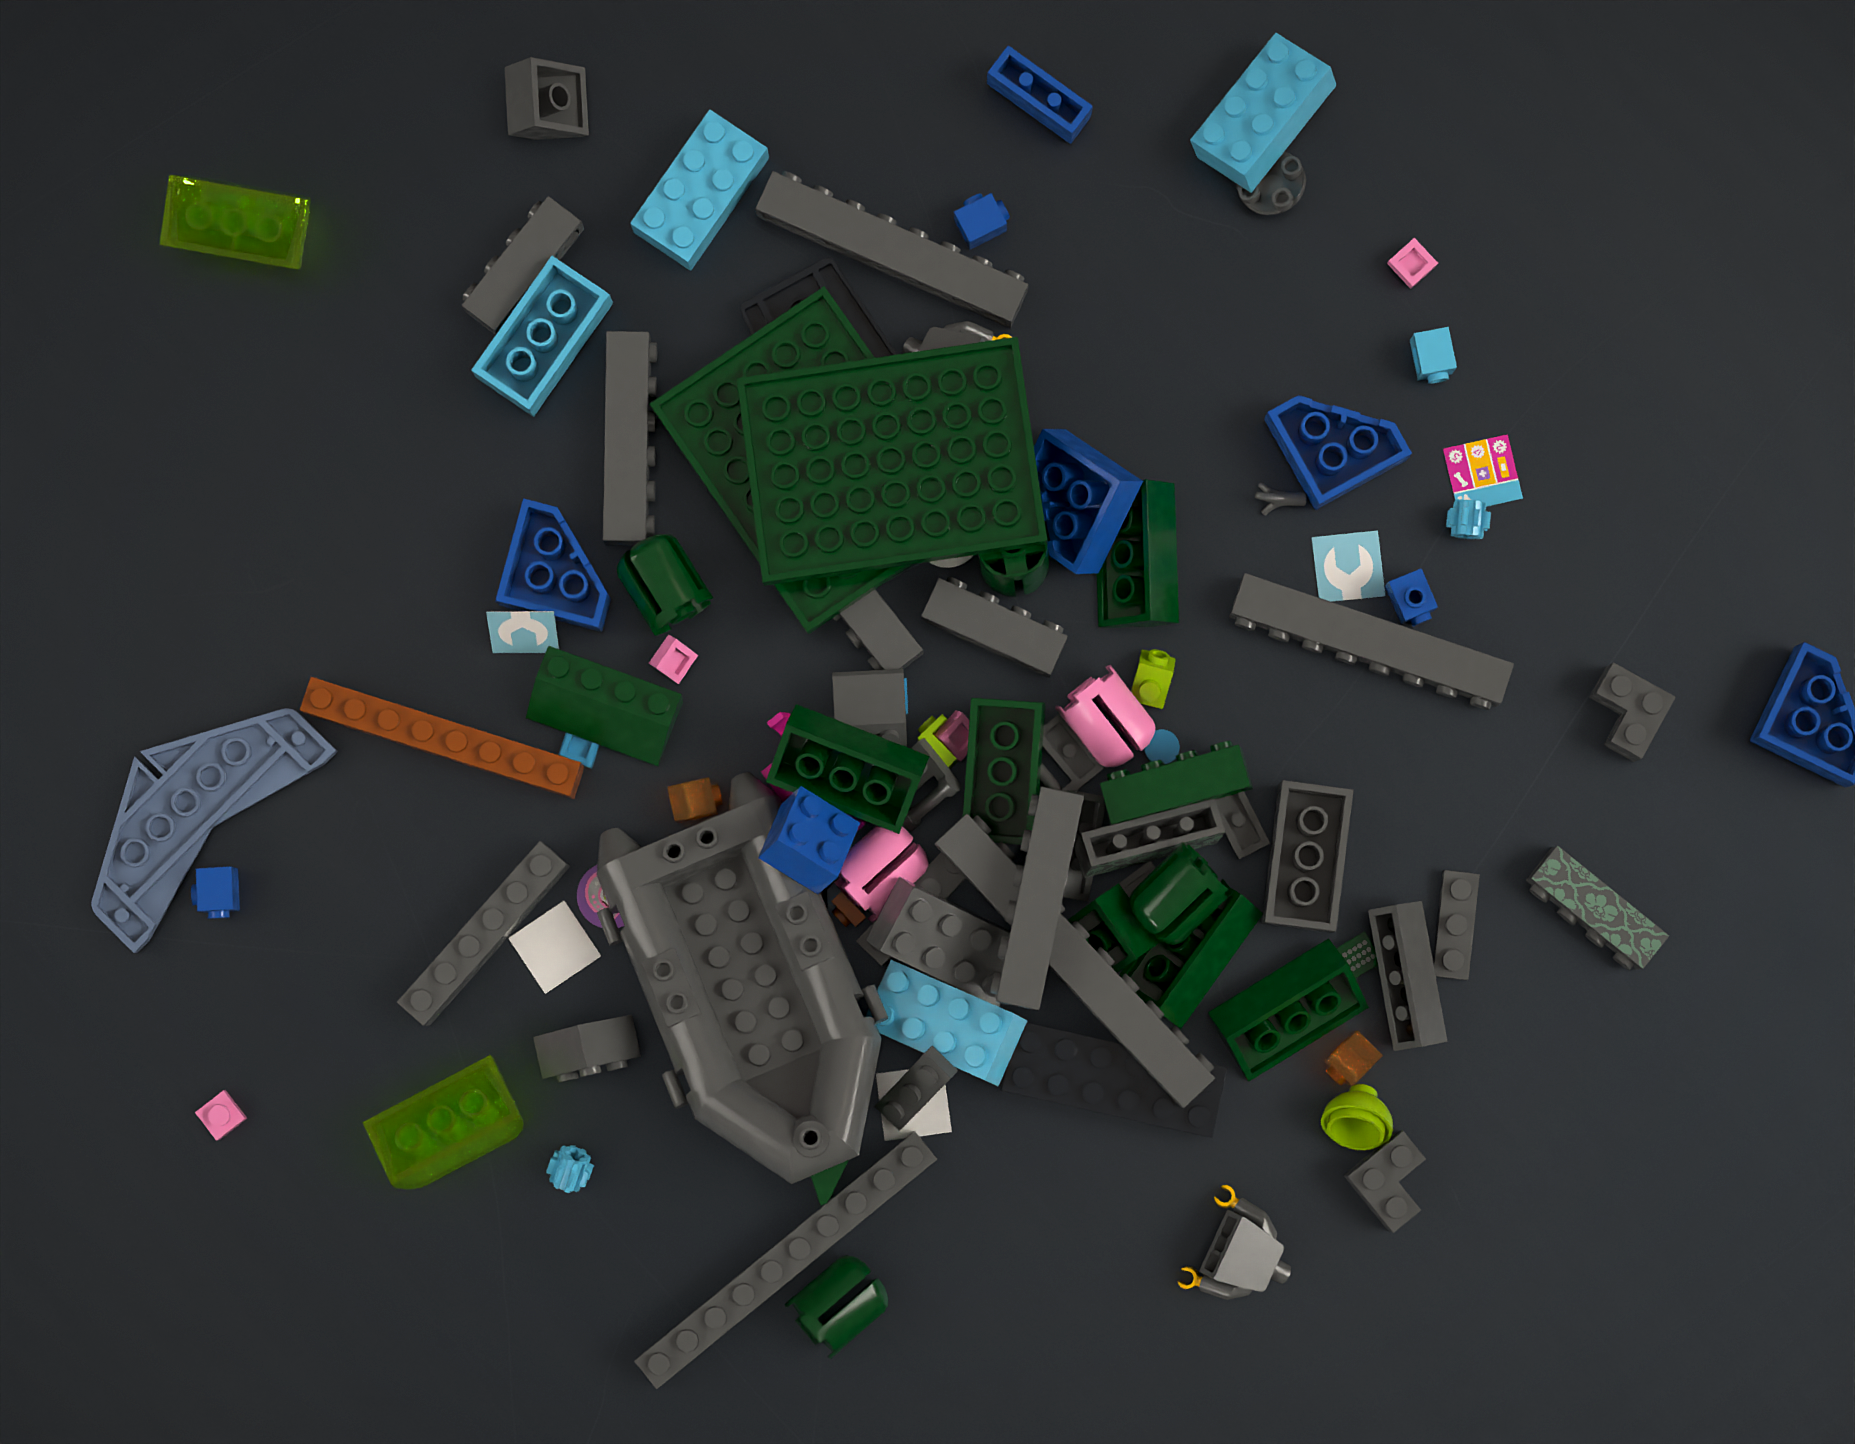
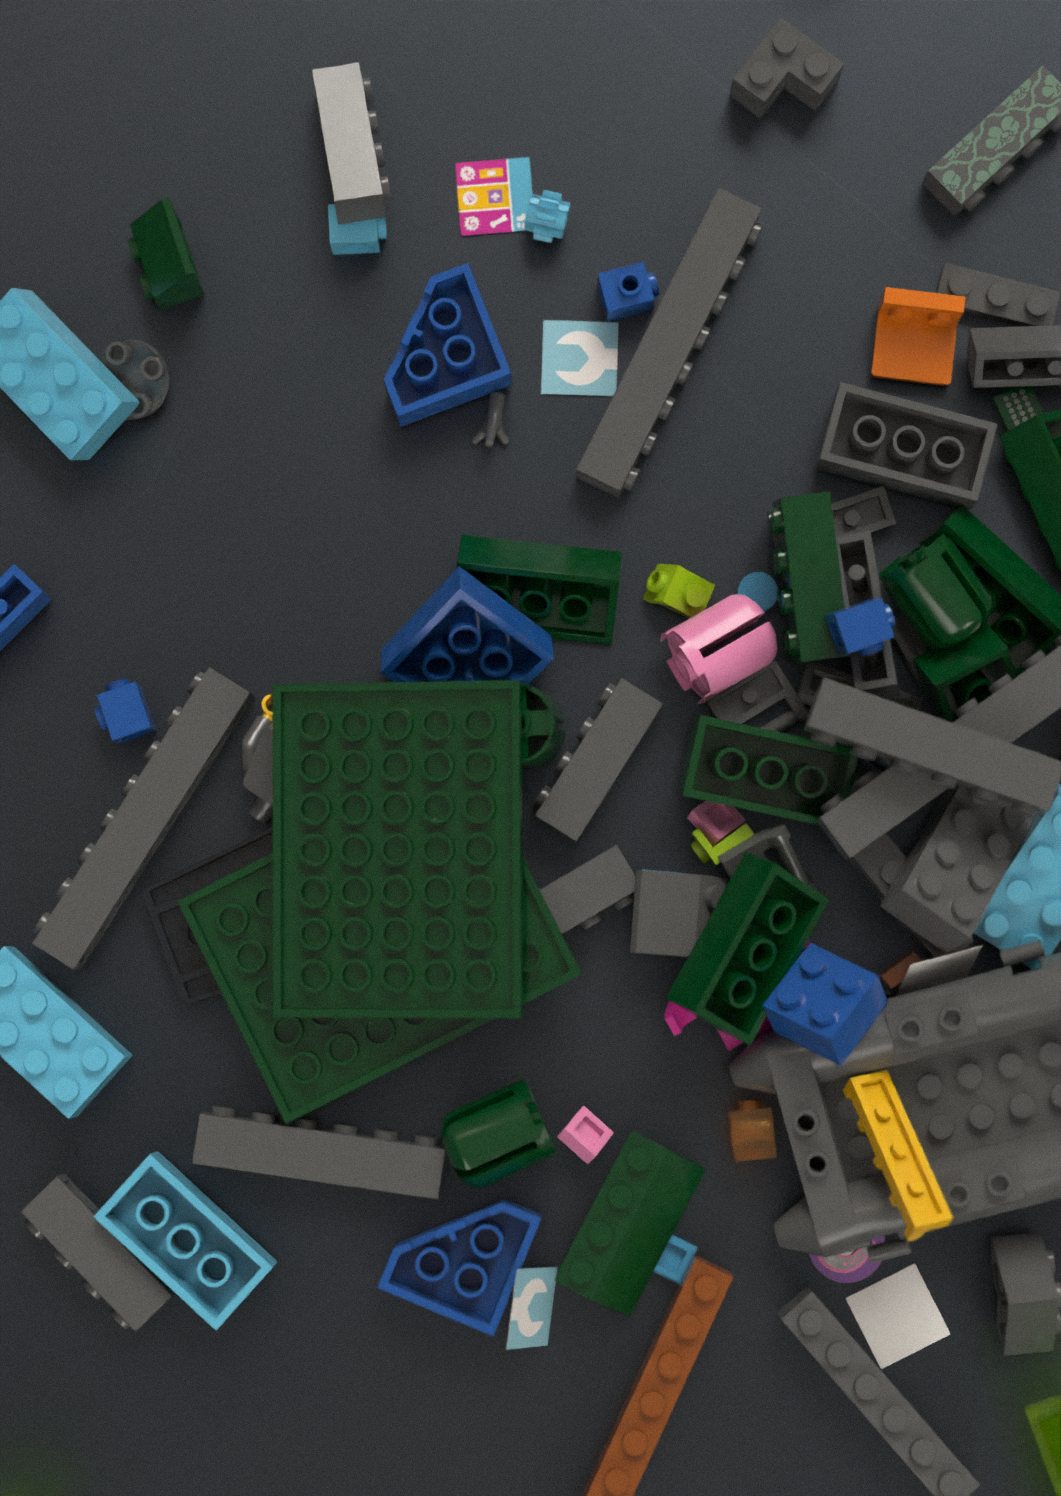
camera: 80 degrees left, 0 degrees up
(691, 916) = (898, 1153): none -> yellow hinge
(852, 938) = (938, 970): none -> white sticker
(877, 864) = (860, 928): bright pink cylinder -> none
(1135, 827) = (861, 627): none -> blue brick
(1382, 195) = (165, 256): none -> dark green slope
(1406, 856) = (916, 336): none -> orange bracket
(1412, 263) = (247, 236): bright pink plate -> none
(1505, 337) = (349, 143): none -> brick

